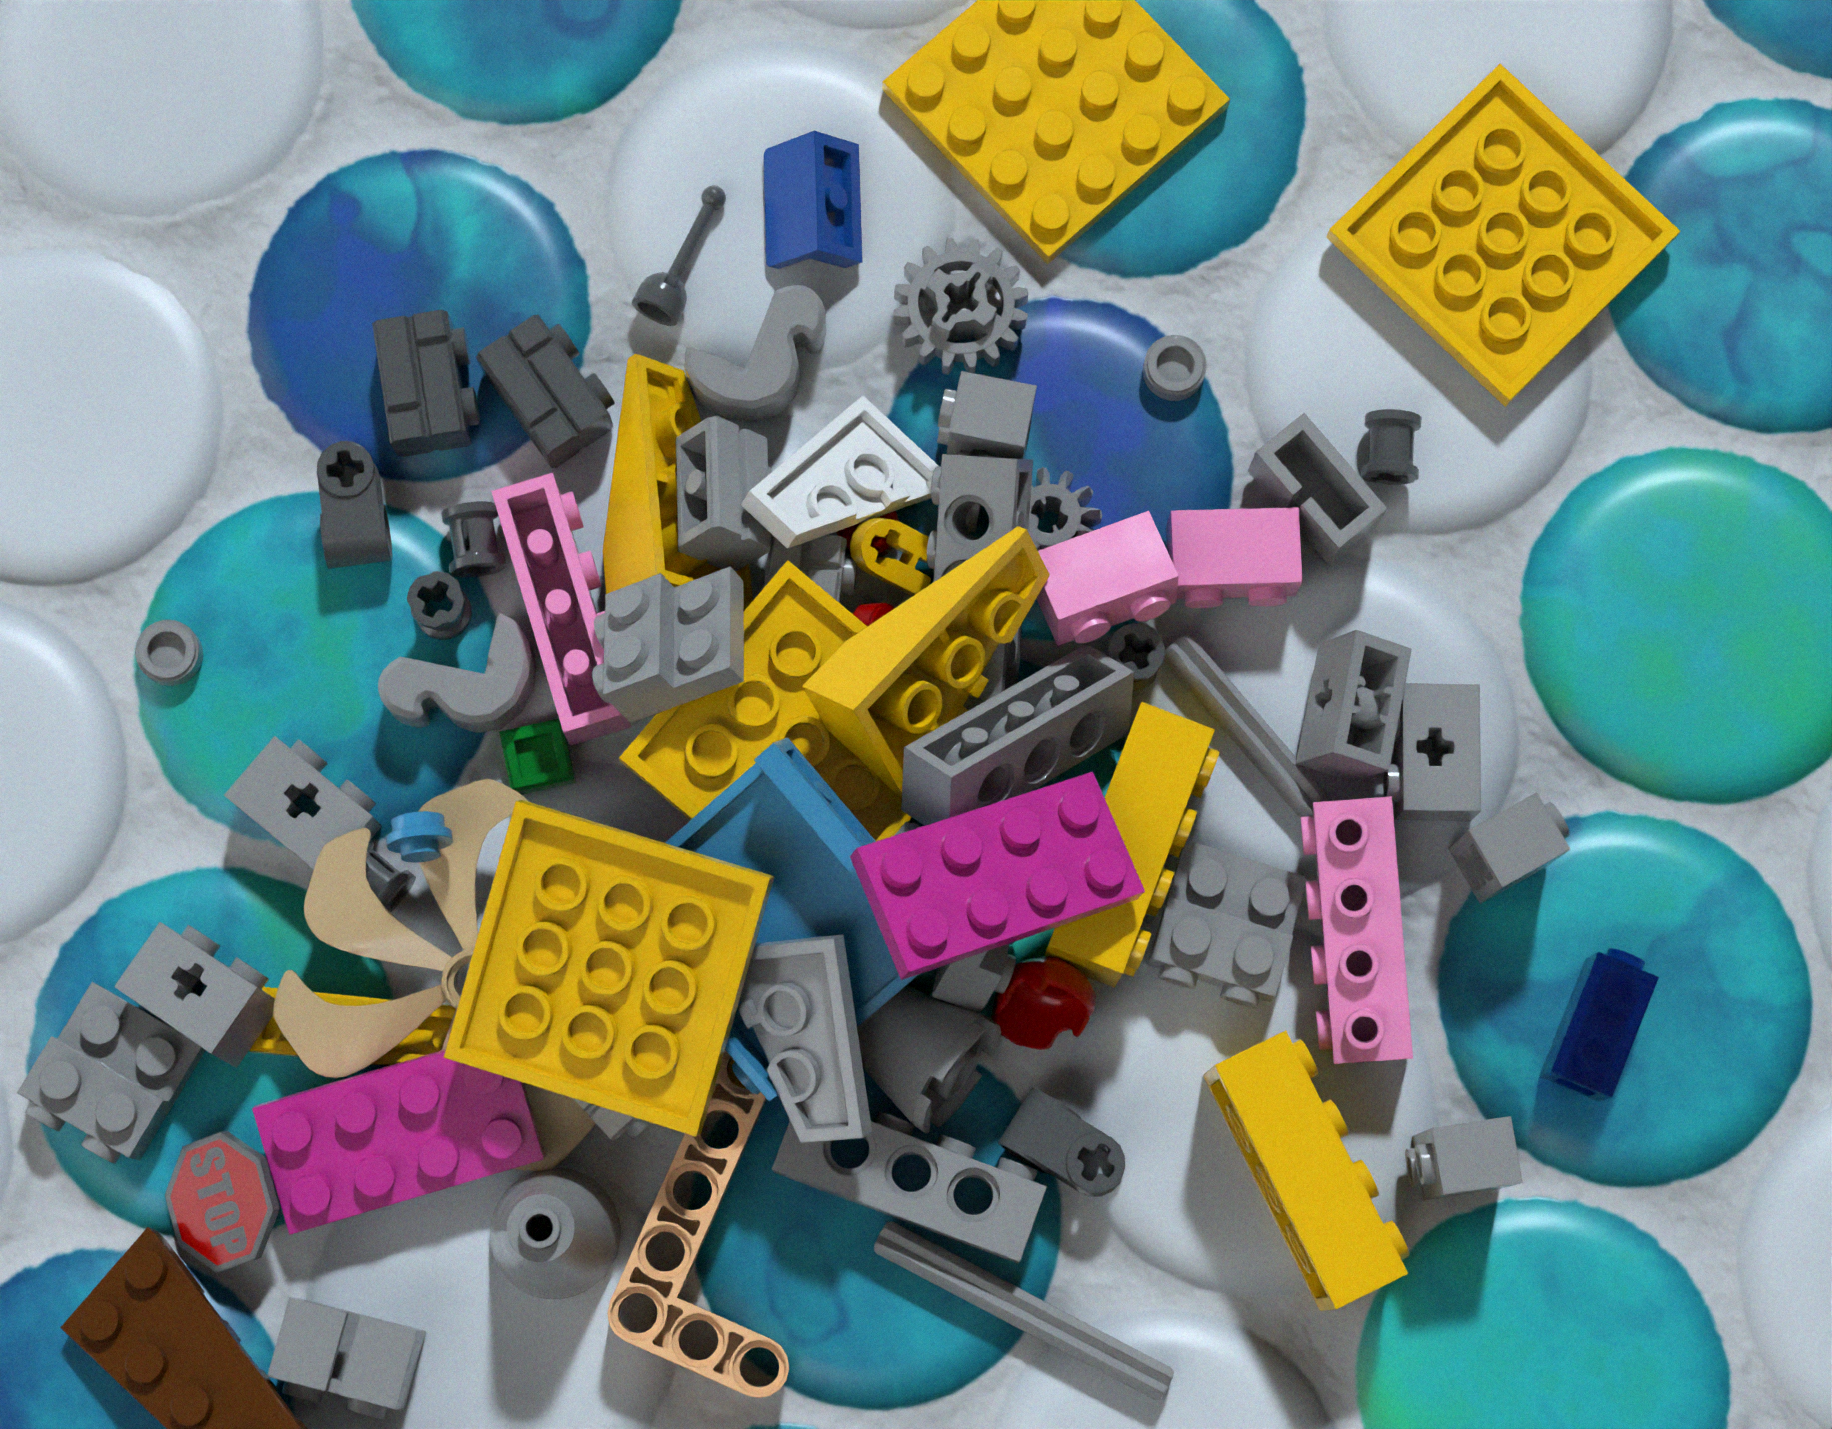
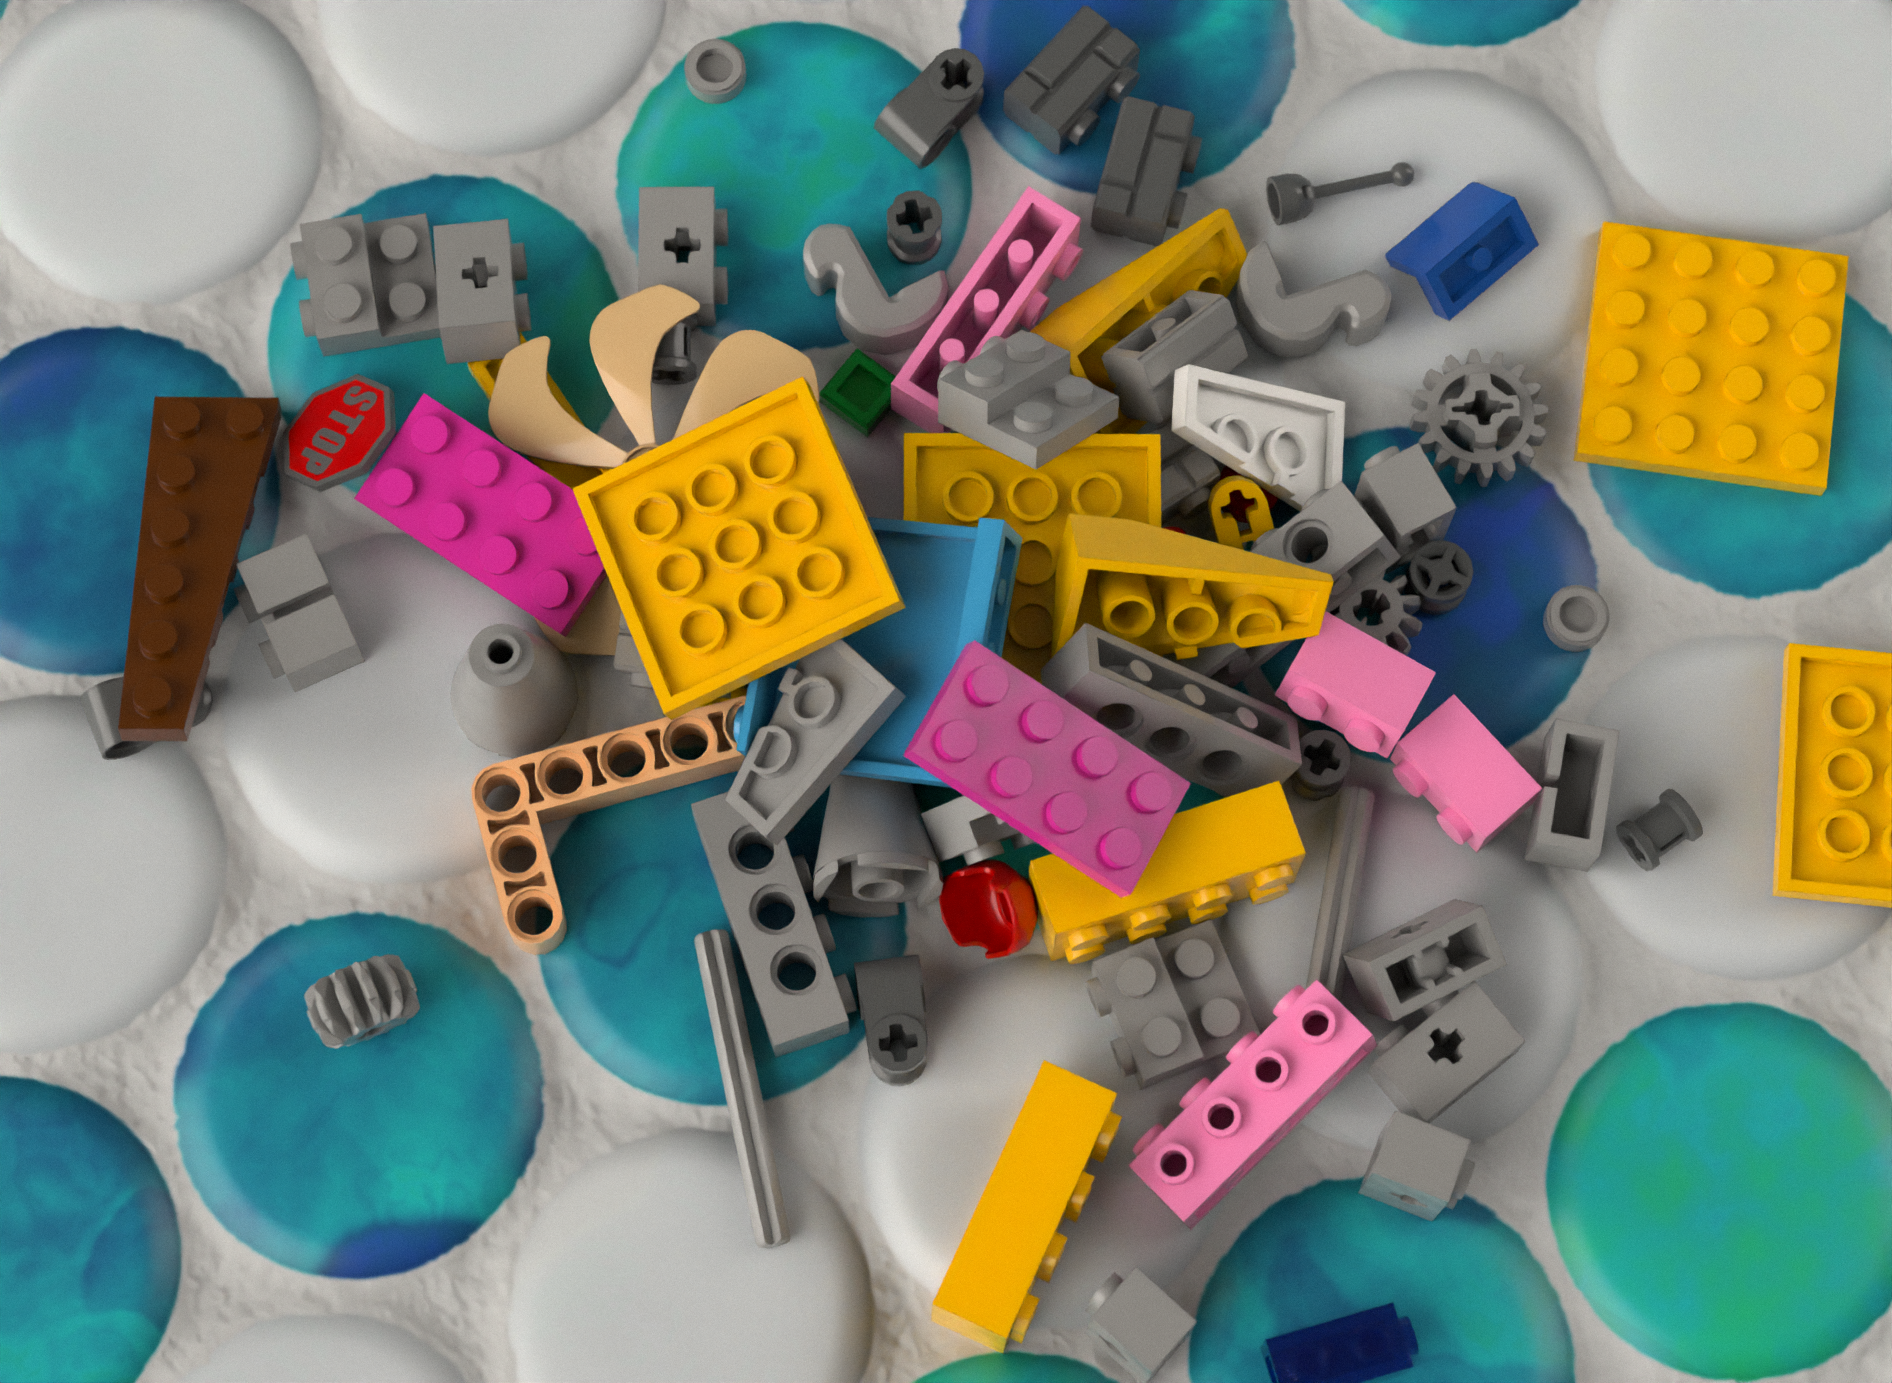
camera: 50 degrees right, 5 degrees down
(419, 836) = (723, 341): dark azure plate -> none
(473, 539) = (983, 211): dark grey bush -> none
(1057, 430) = (1444, 565): none -> dark grey wheel

